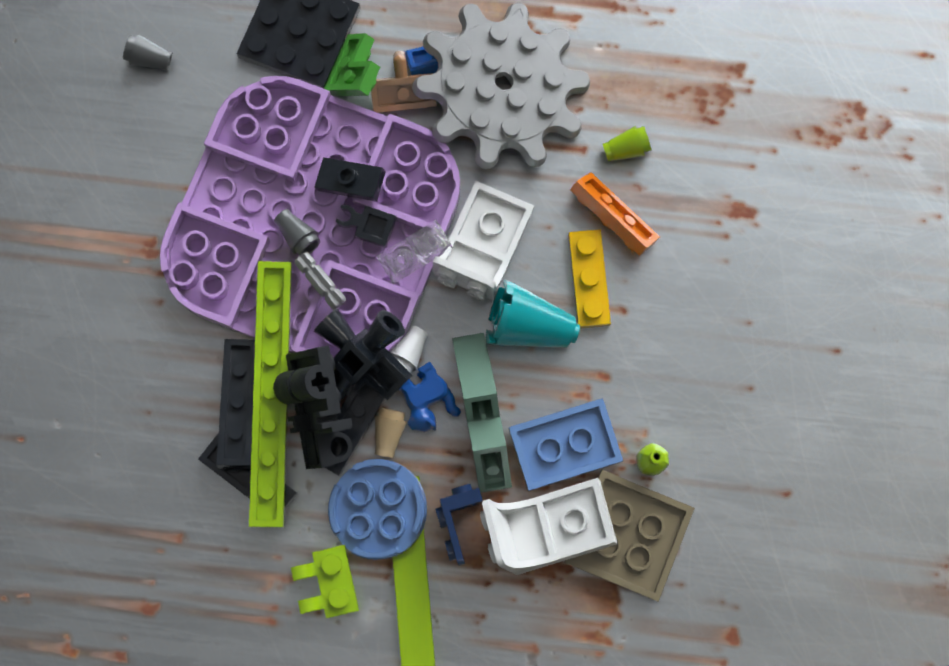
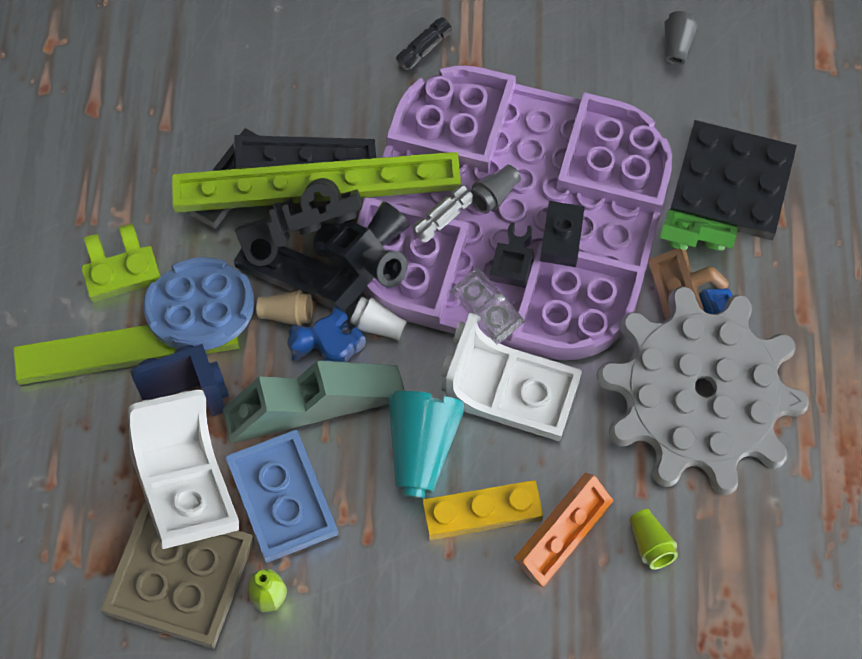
camera: 85 degrees right, 15 degrees down
(120, 286) = (424, 43): none -> black axle

